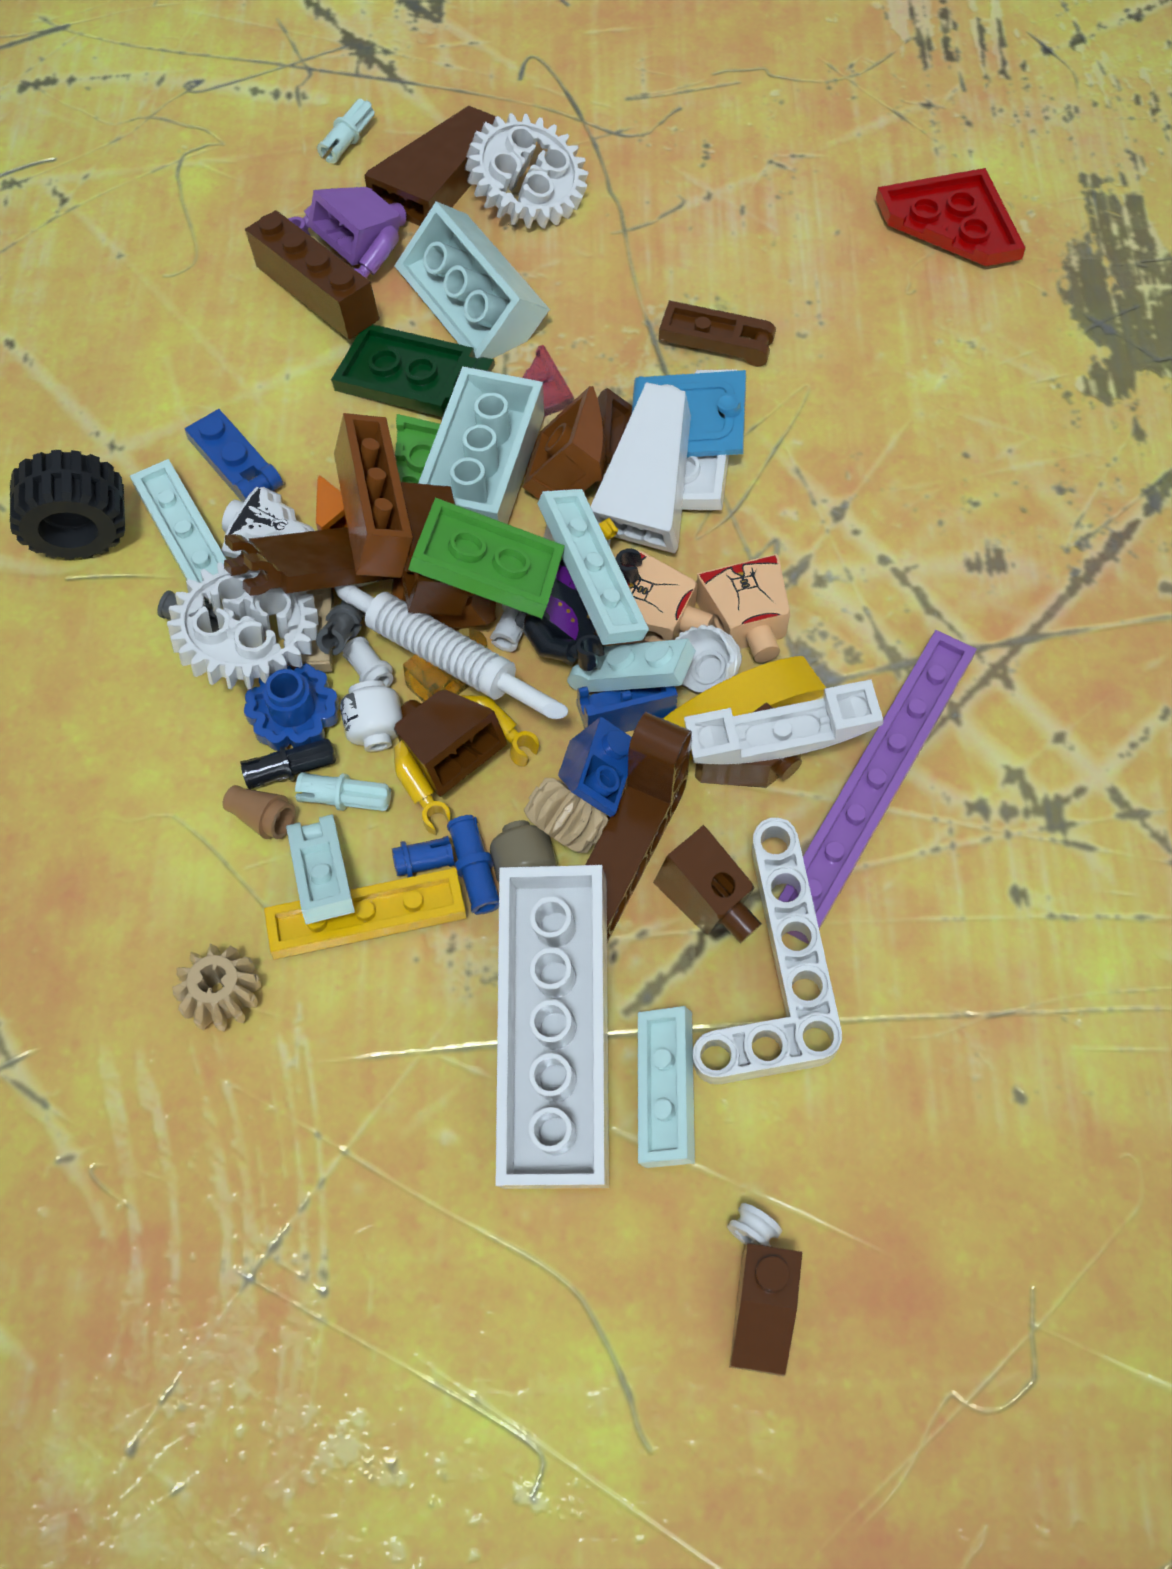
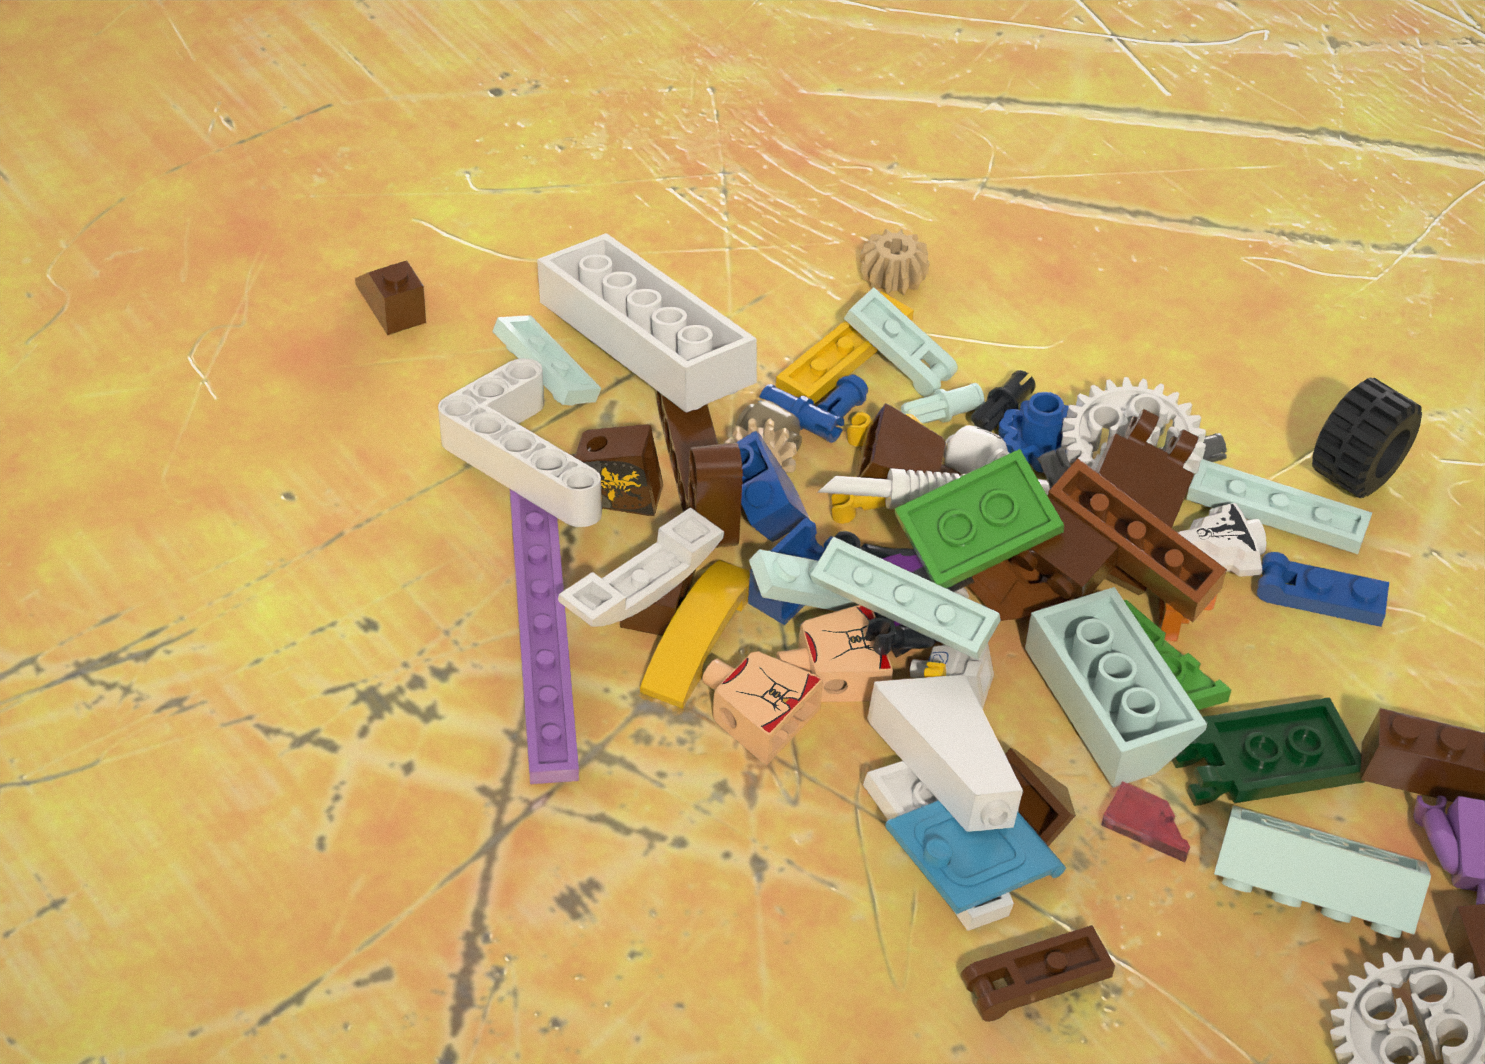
camera: 140 degrees right, 15 degrees down
(260, 811) = (985, 364): medium nougat cone -> none
(569, 449) = (1041, 732): dark orange slope -> none
(715, 657) = (765, 635): white hair -> none
(754, 1226) = (419, 329): white bush -> none

